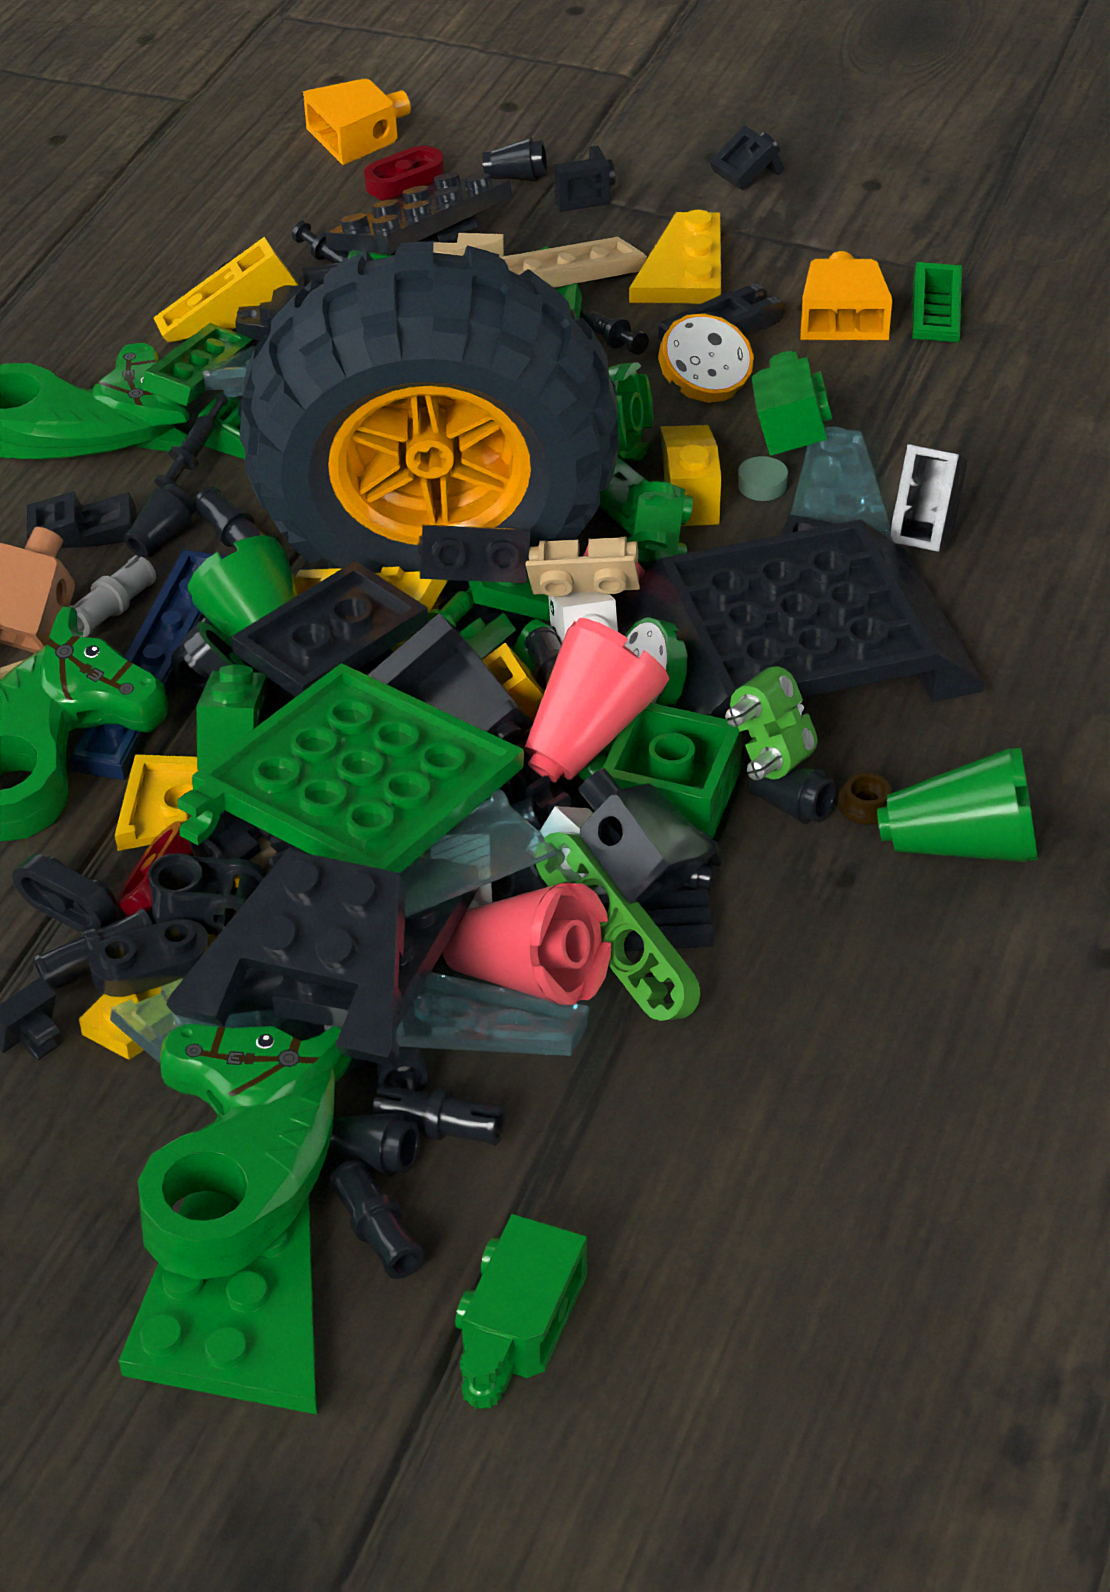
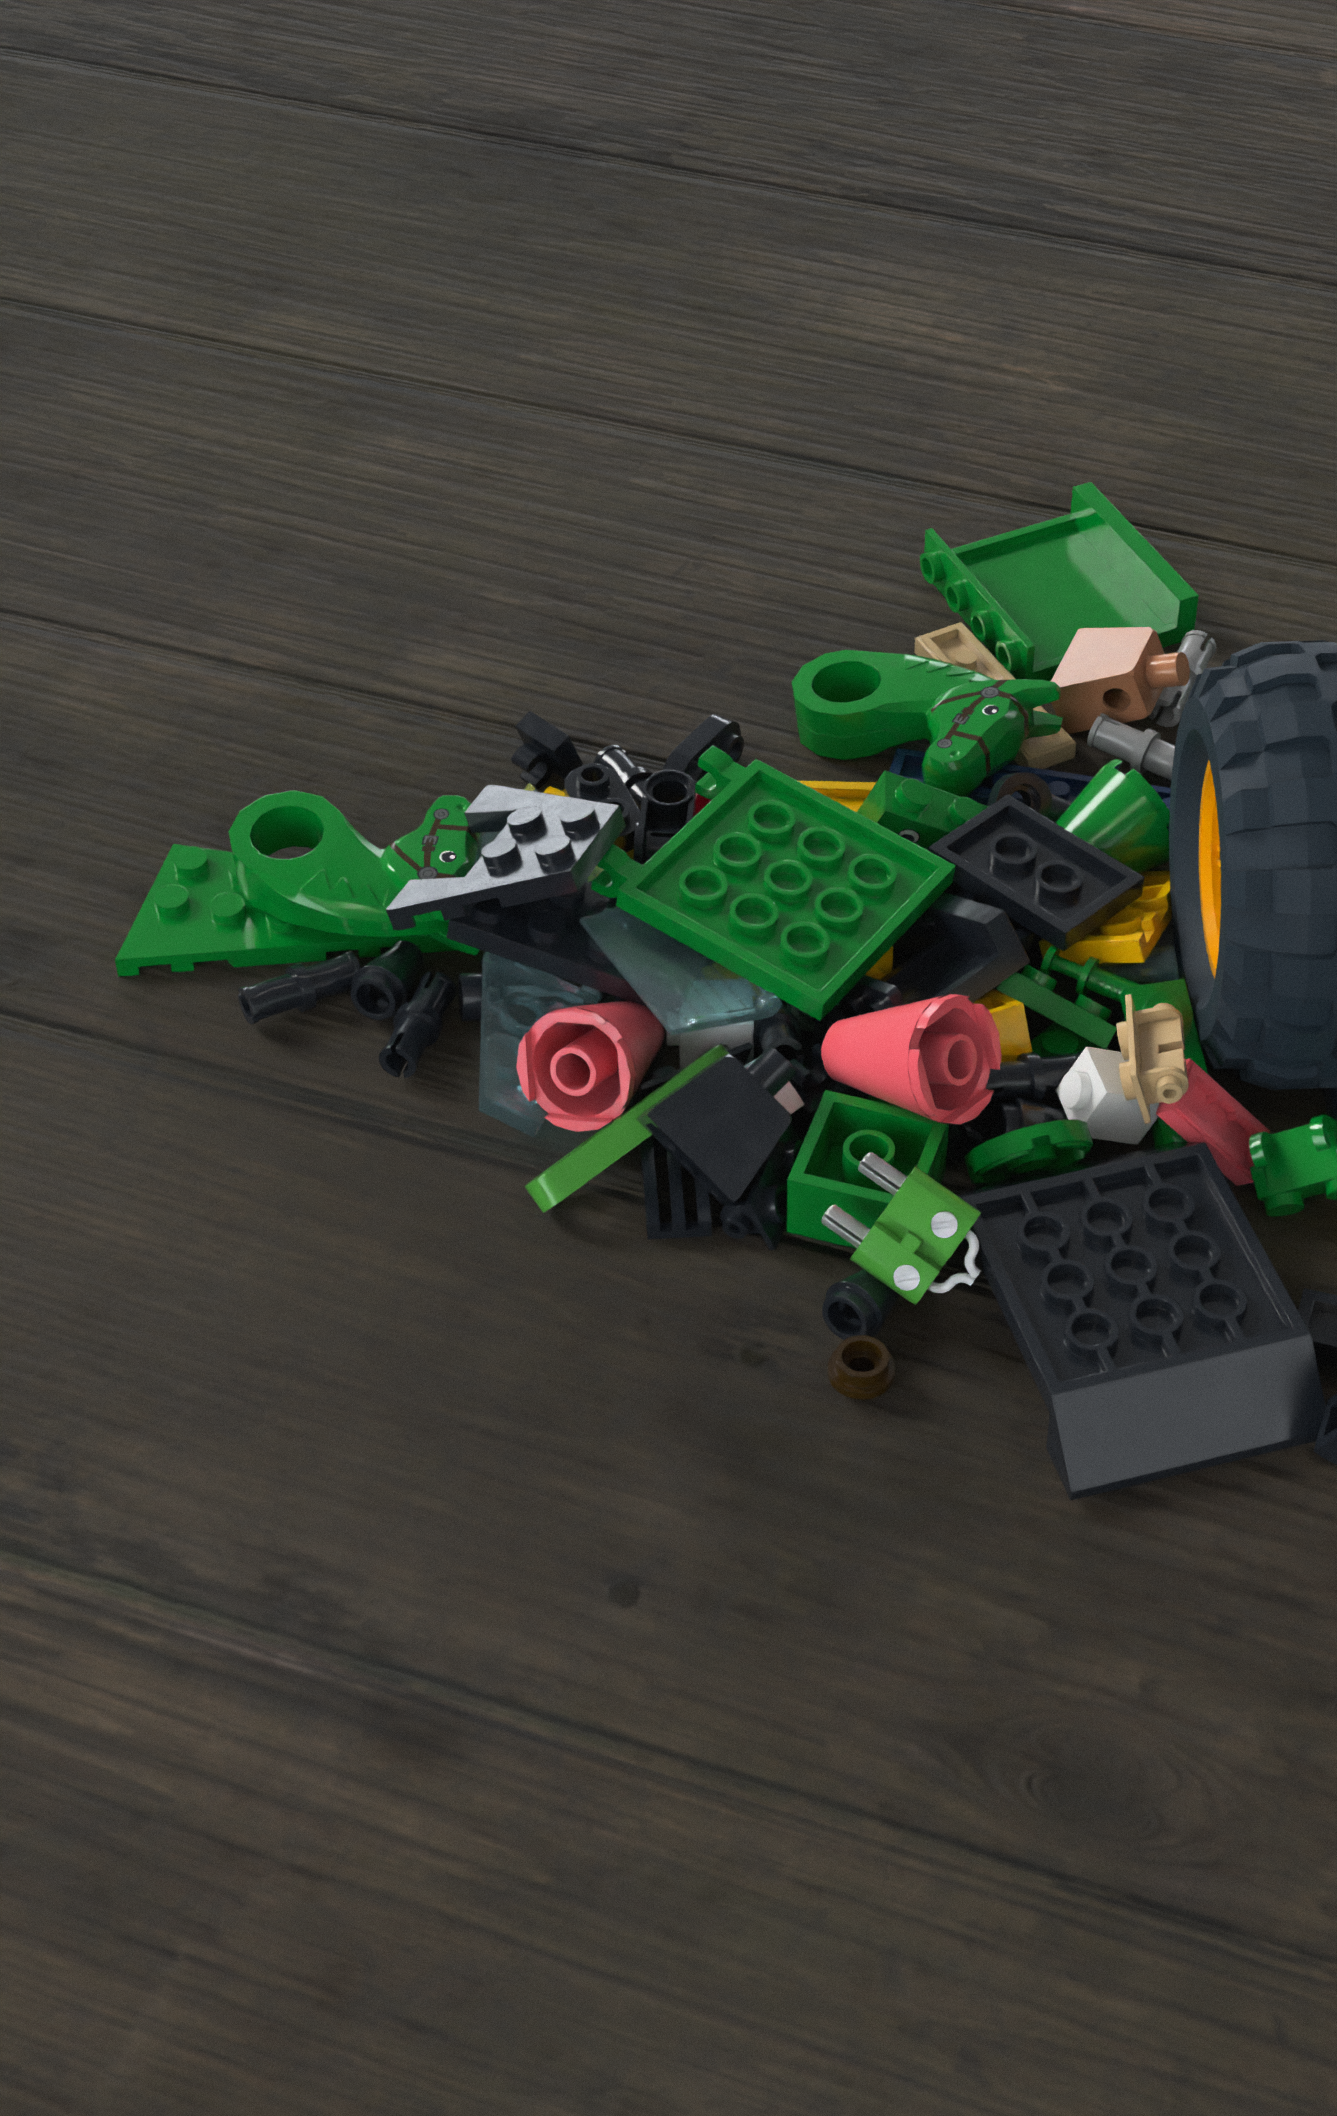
camera: 90 degrees right, 0 degrees up
(473, 553) = (1153, 957): black hinge -> none
(518, 1306) = (185, 1078): green hinge -> none
(965, 812) = (812, 1453): green cone -> none

